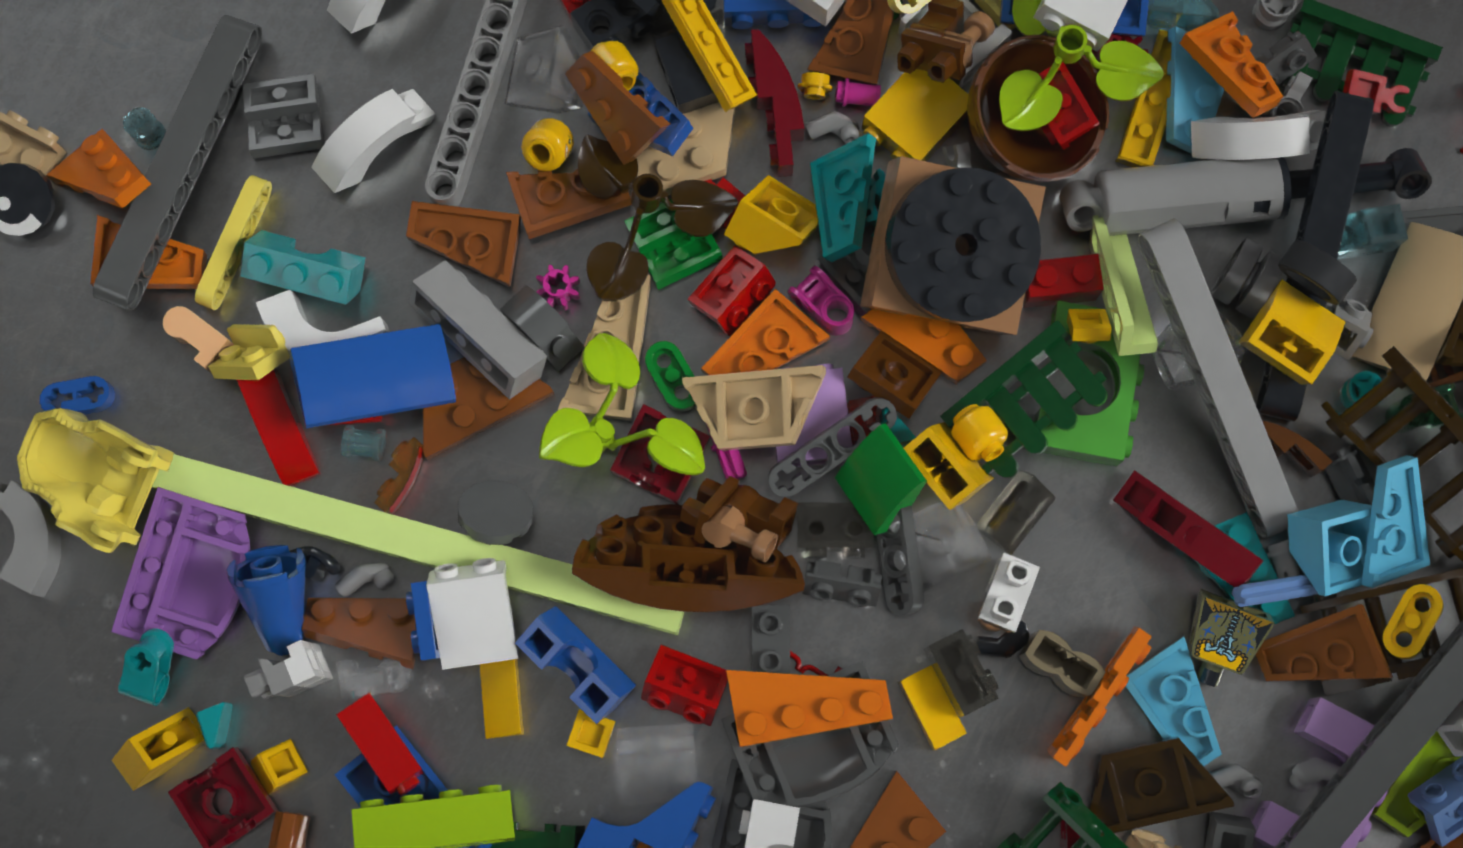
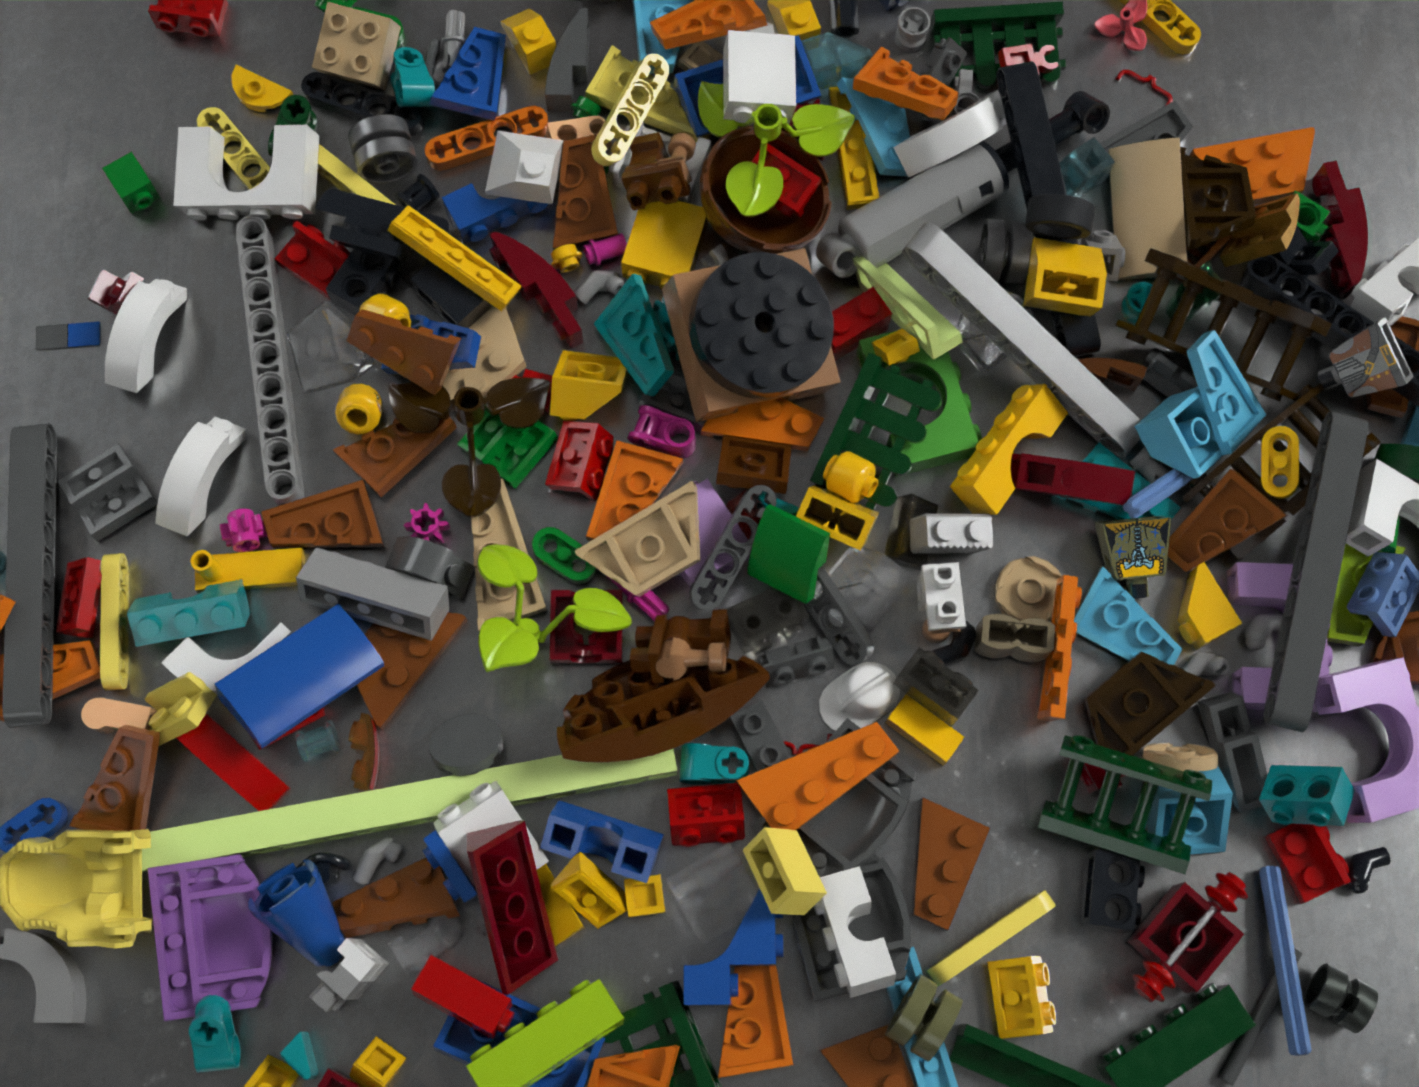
camera: 30 degrees left, 5 degrees down
(170, 401) = (124, 784): none -> dark orange wing
(212, 207) = (80, 598): none -> red bracket
(382, 252) = (255, 568): none -> yellow piece
(387, 211) = (243, 530): none -> dark pink gear
(463, 680) = (511, 903): none -> dark red slope
(542, 704) = (590, 891): none -> yellow slope
(708, 639) = (704, 764): none -> teal piece
(725, 778) = (784, 871): none -> light yellow brick
(886, 645) = (860, 695): none -> white piece
(1051, 533) = (951, 533): none -> light grey brick
(1100, 622) = (1027, 588): none -> tan tile
(1111, 497) = (985, 478): none -> yellow arch
(1265, 727) = (1205, 609): none -> yellow slope

